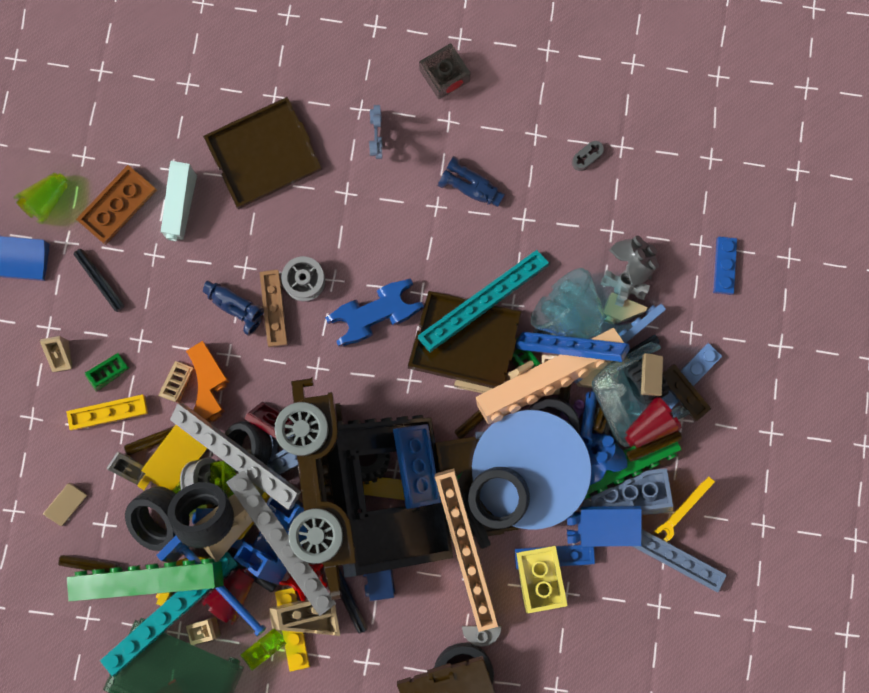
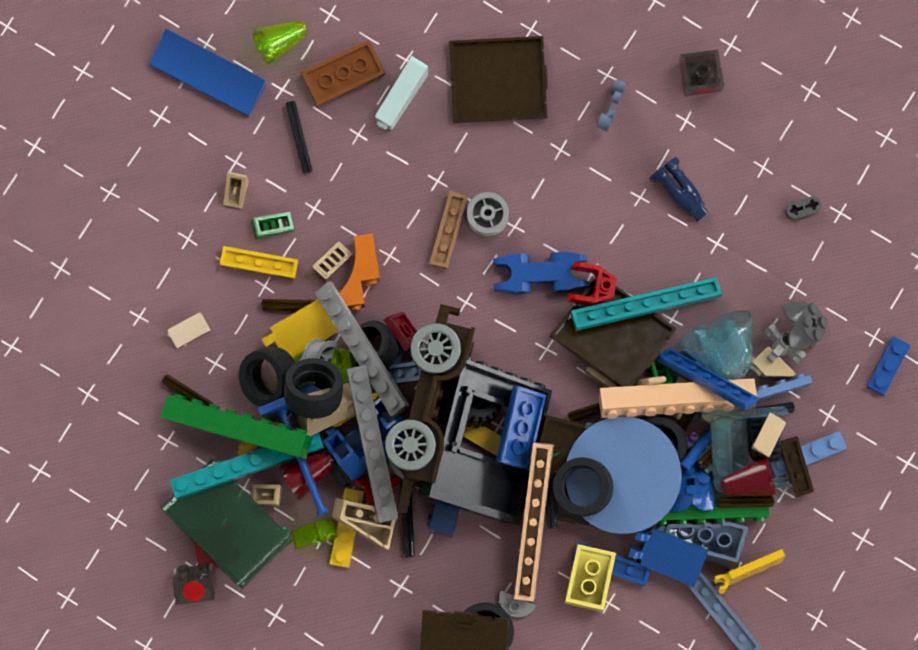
camera: 25 degrees right, 0 degrees up
(126, 467) = (257, 320): light grey slope -> none
(235, 306) = (414, 213): dark blue piece -> none
(437, 308) = (600, 294): none -> red piece

